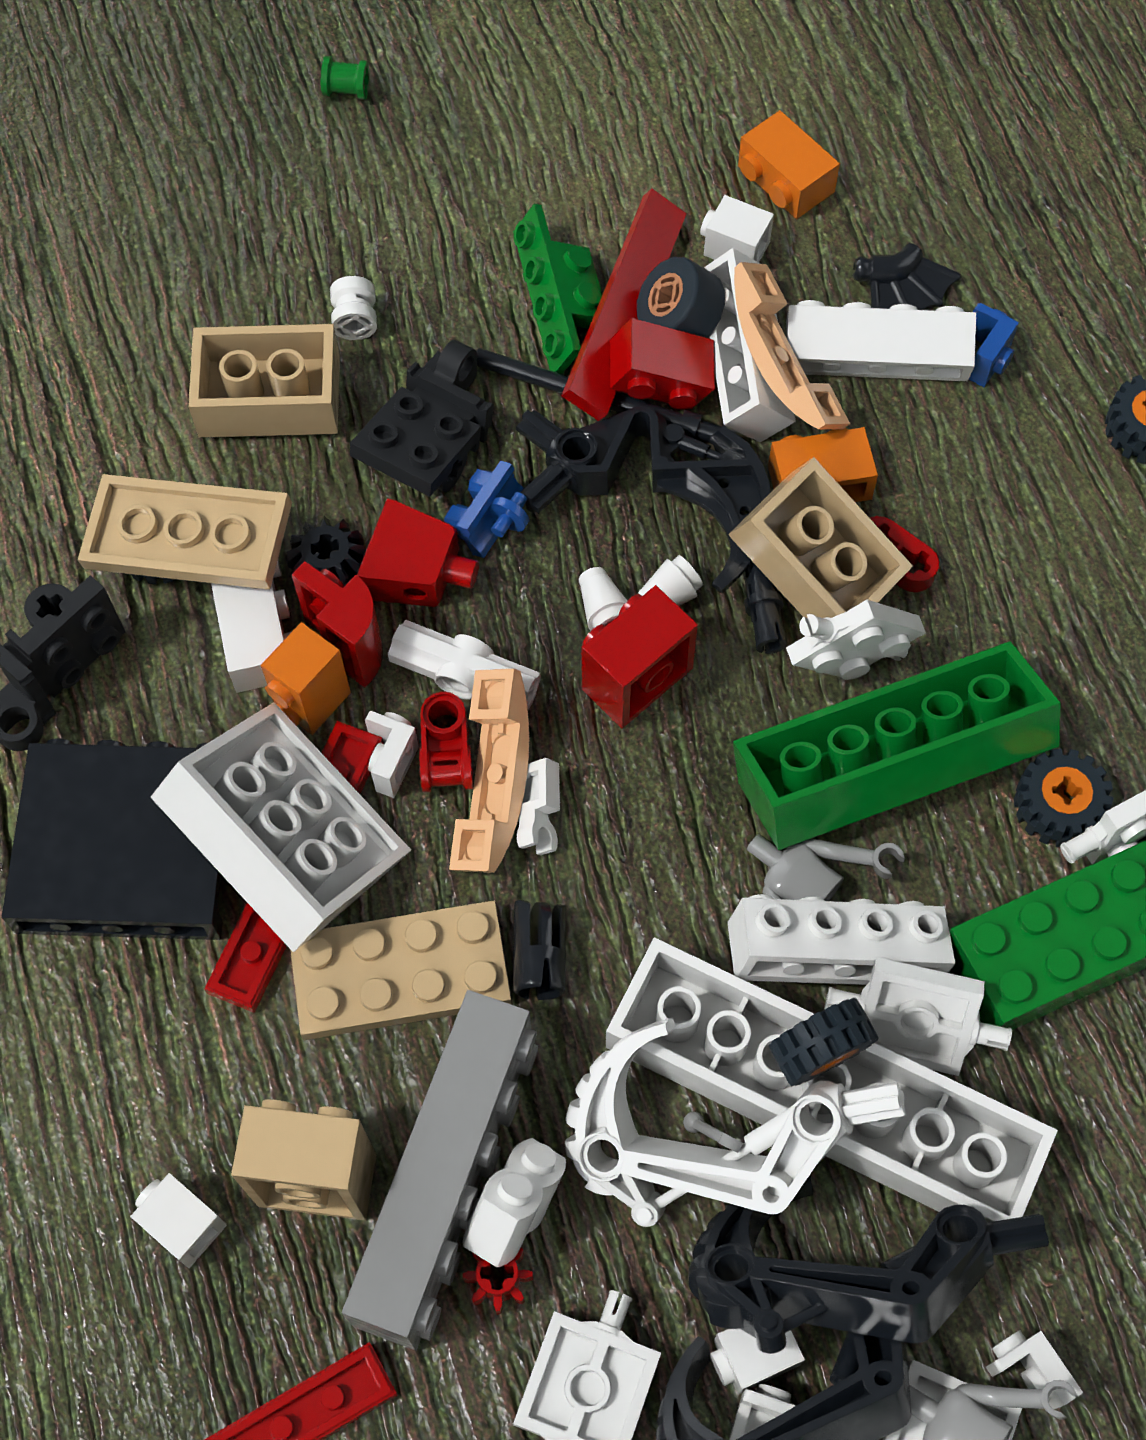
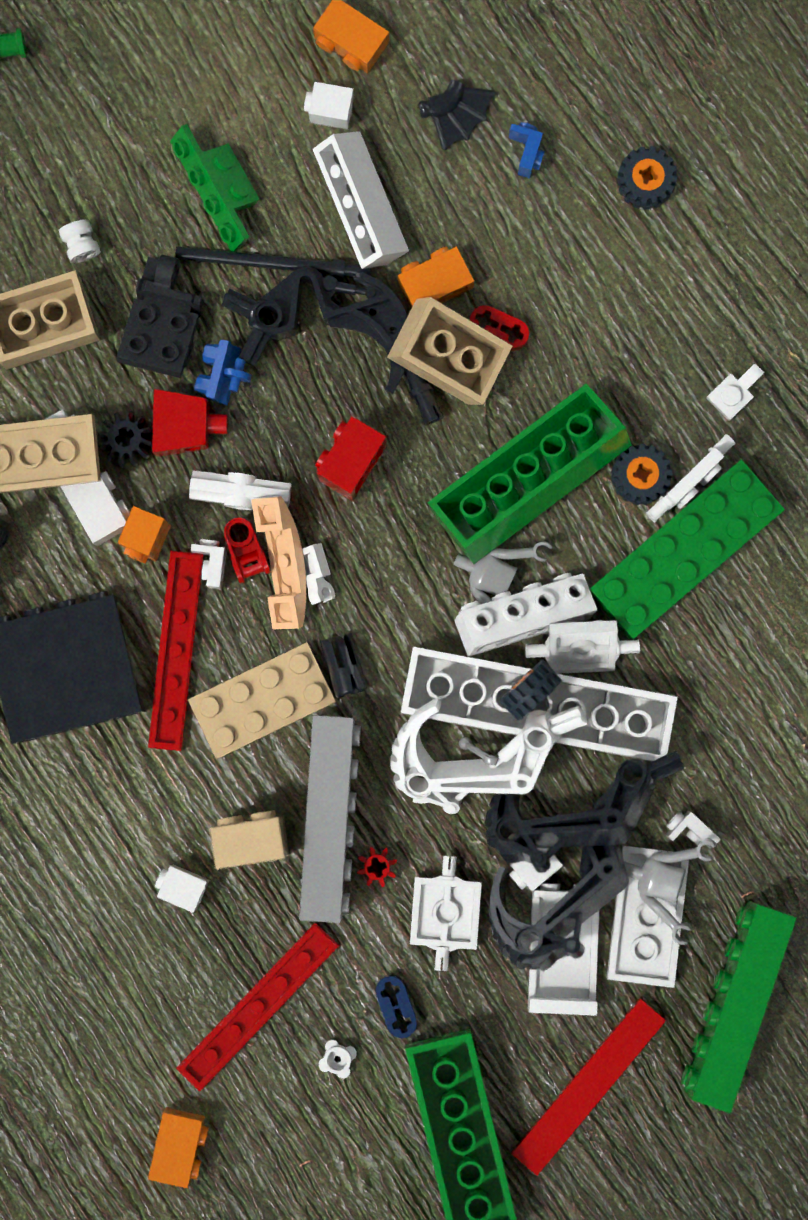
camera: 15 degrees left, 20 degrees up
(280, 824) = (163, 636): white slope -> none
(343, 617) = (160, 487): red brick -> none
(514, 1202) = (375, 825): white brick -> none
(600, 597) = (317, 420): white cone -> none
(646, 246) = (268, 186): red tile -> none
(661, 364) = (307, 234): red piece -> none
(676, 580) = (356, 398): white cone -> none
(682, 297) = (307, 182): black wheel -> none
(757, 302) = (384, 212): light nougat slope -> none
(854, 639) = (488, 414): white plate -> none
(882, 341) = (450, 171): white brick -> none

